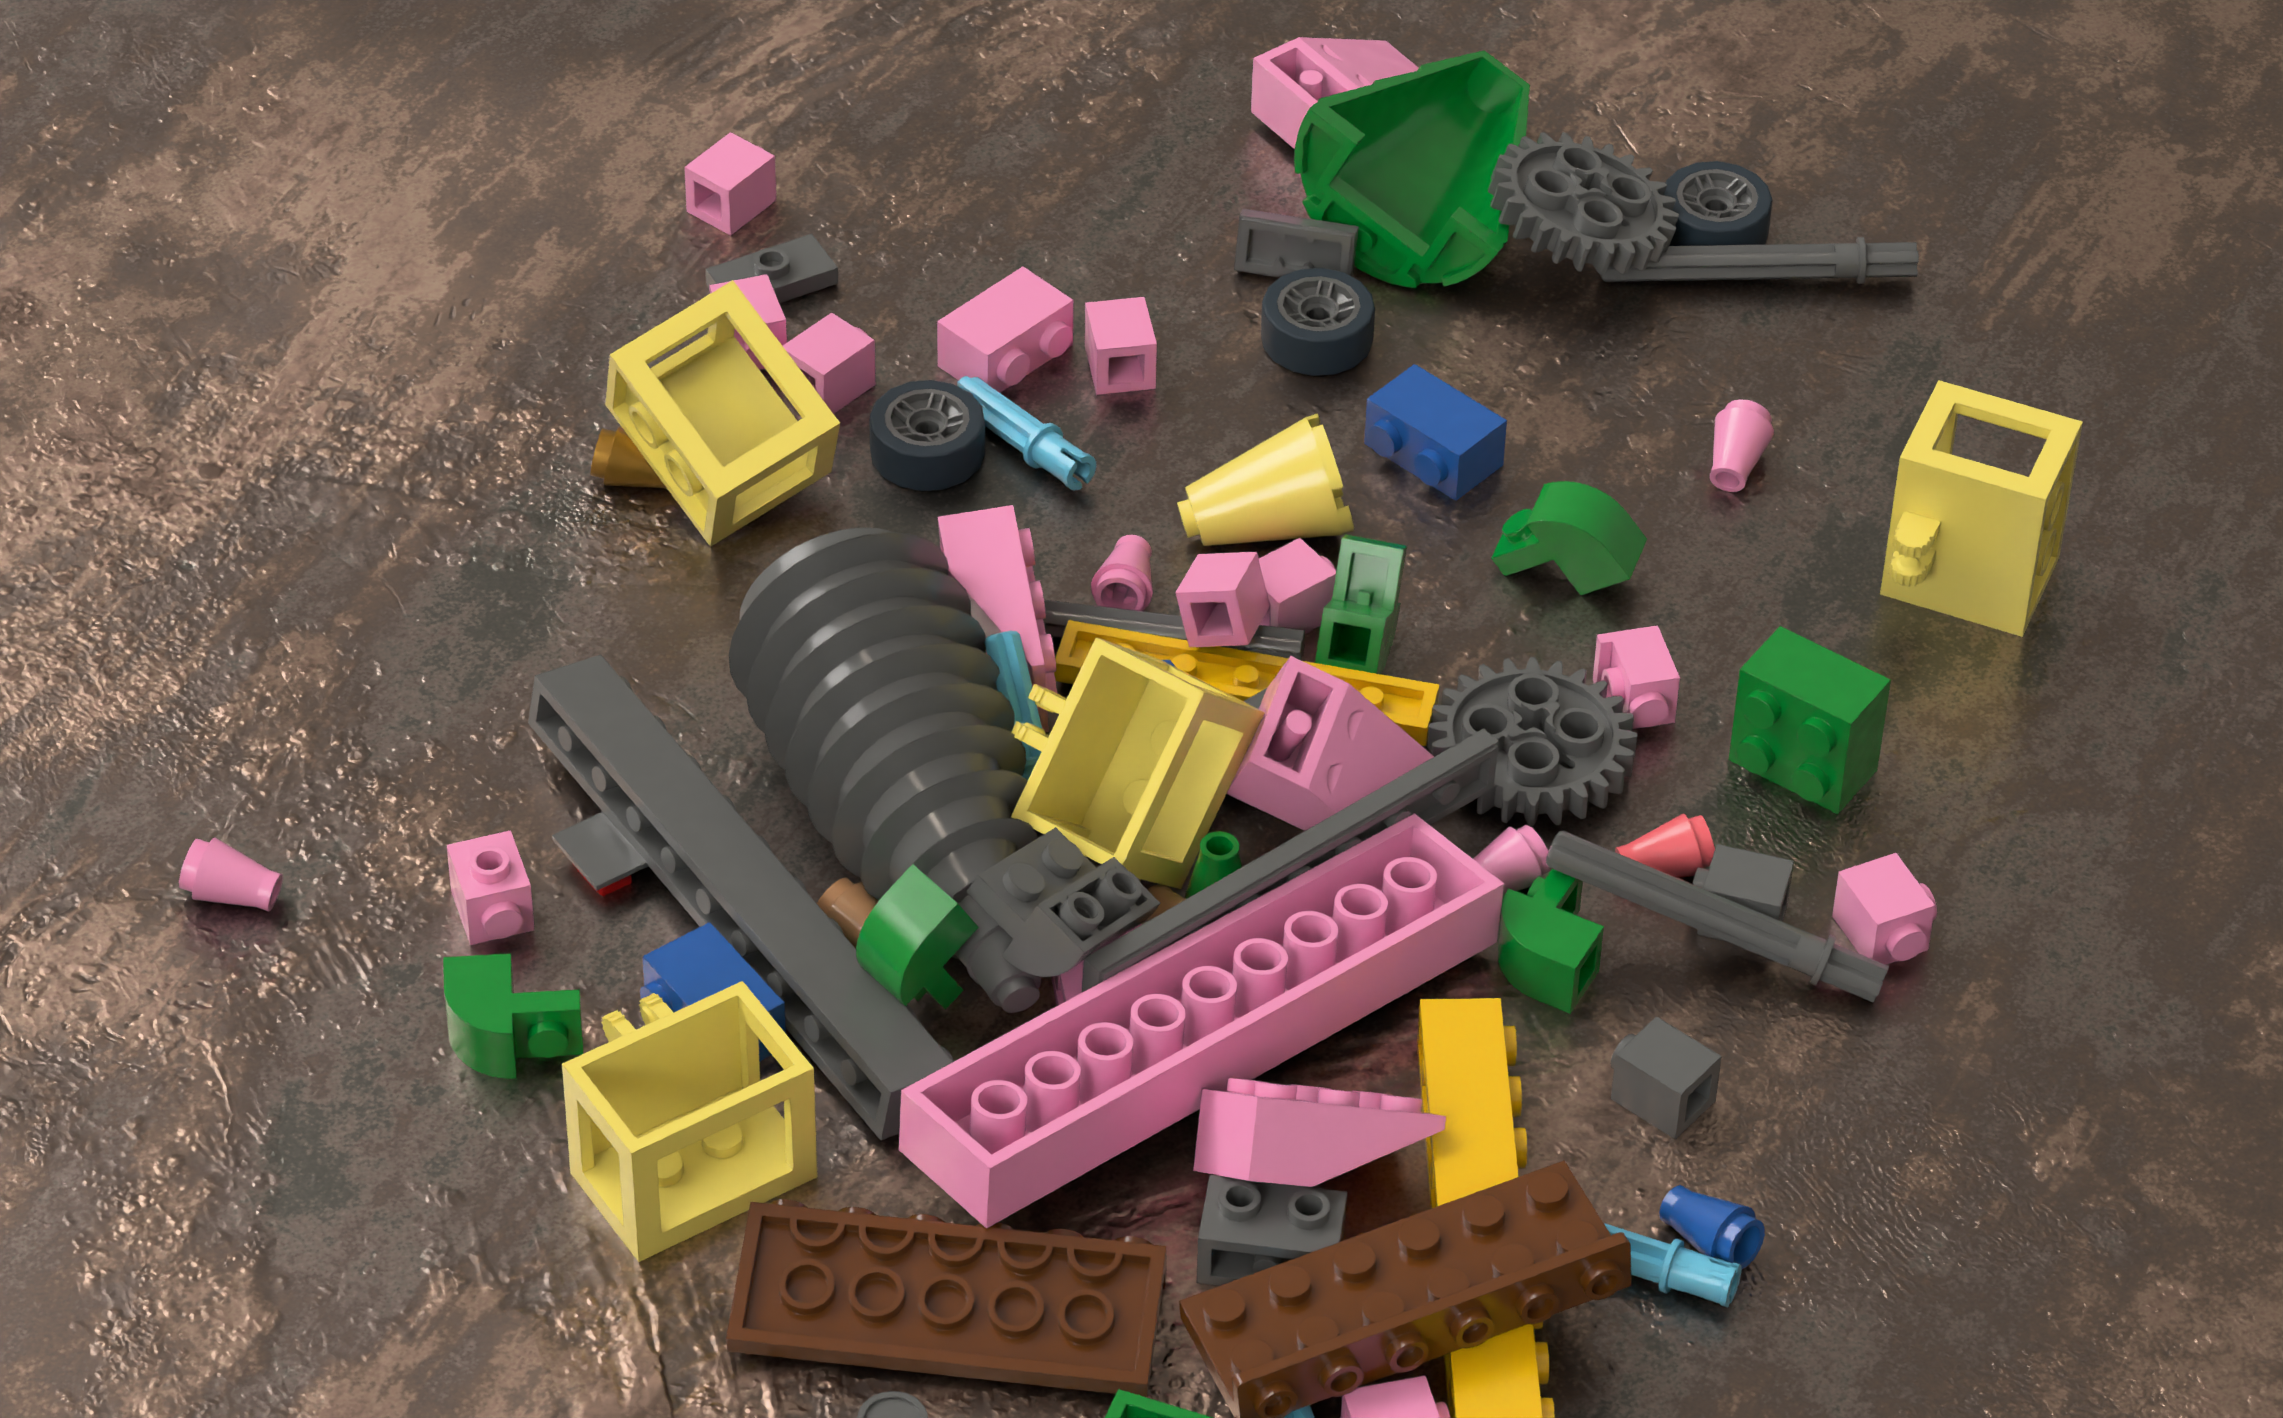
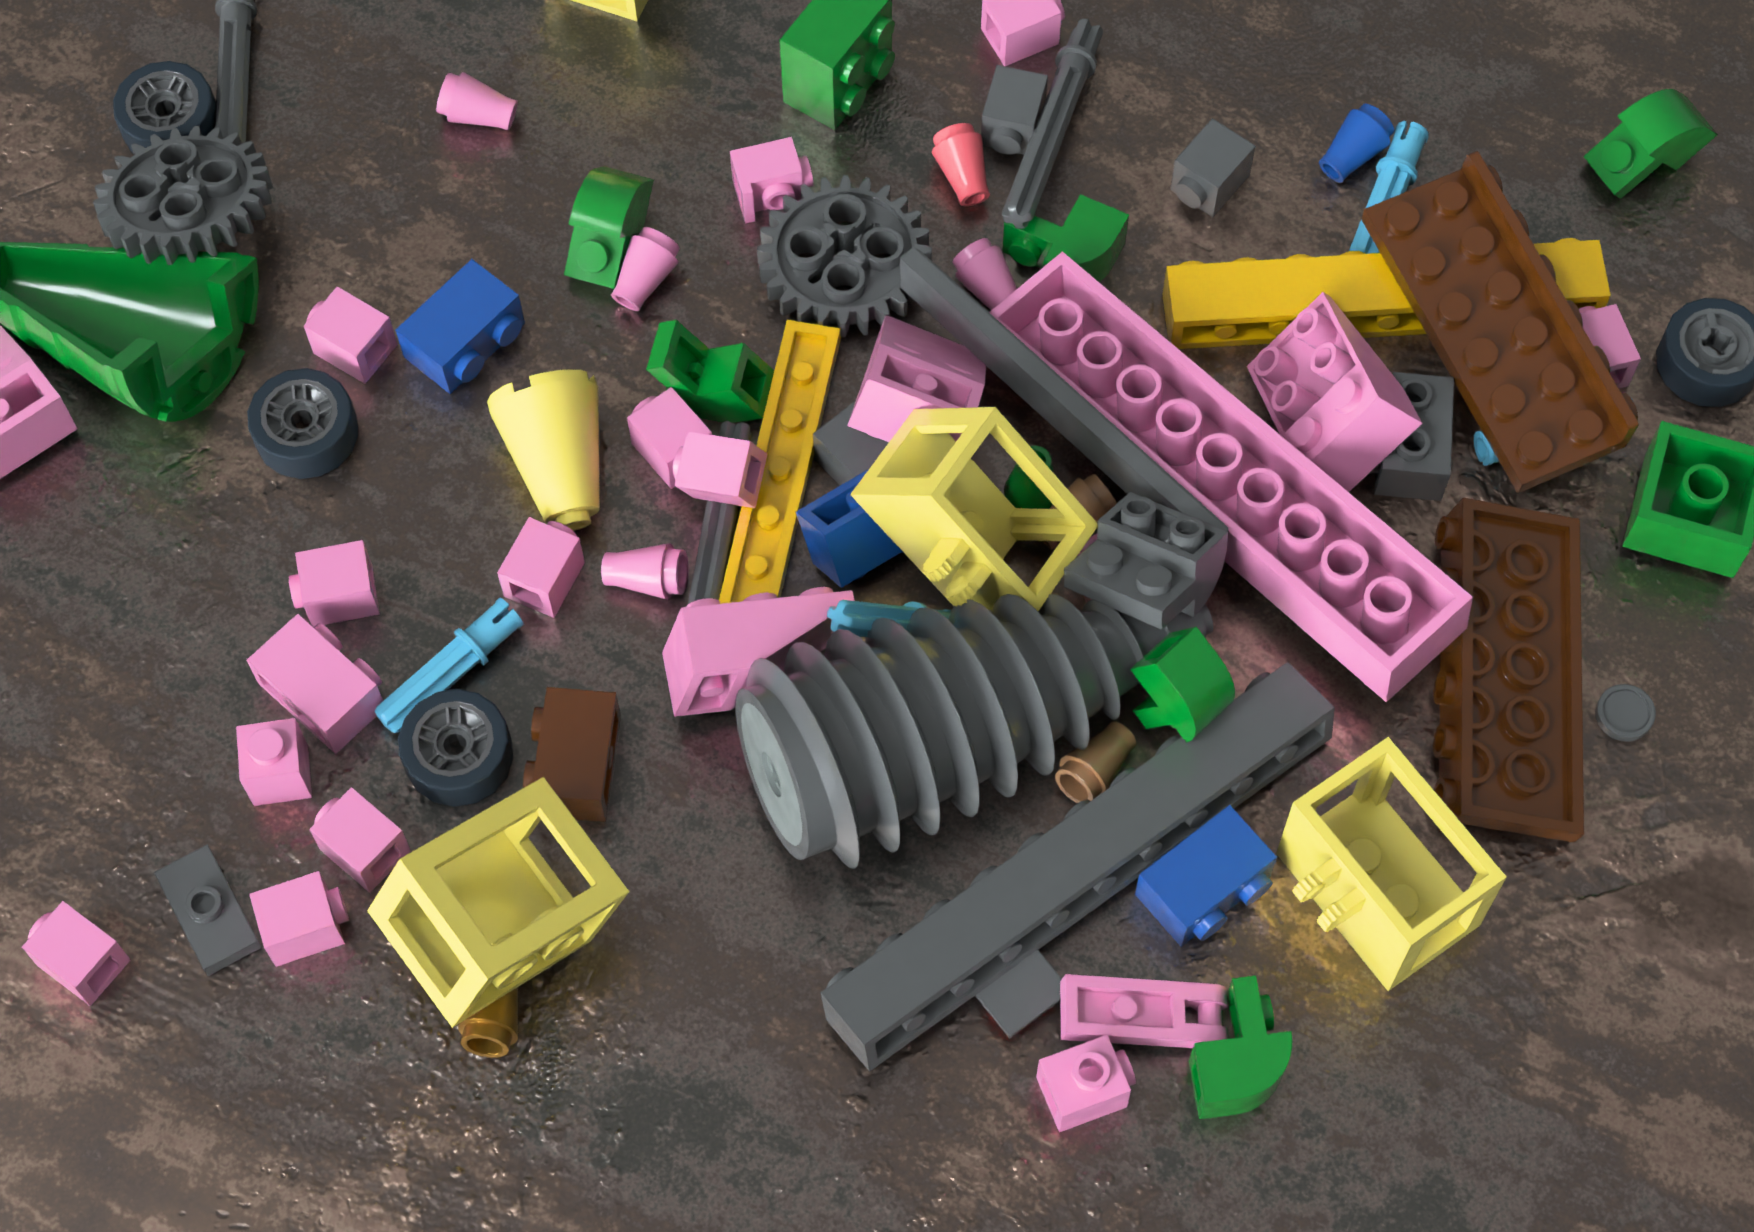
camera: 90 degrees left, 20 degrees up
(563, 923) = (1140, 1011): none -> bright pink plate
(905, 499) = (576, 748): none -> reddish brown brick
(915, 300) = (273, 762): none -> bright pink brick
(1131, 492) = (542, 566): none -> bright pink brick
(1285, 243) = (204, 439): dark grey plate -> none
(1427, 338) = (350, 334): none -> bright pink brick
(1519, 579) = (645, 266): none -> bright pink cone

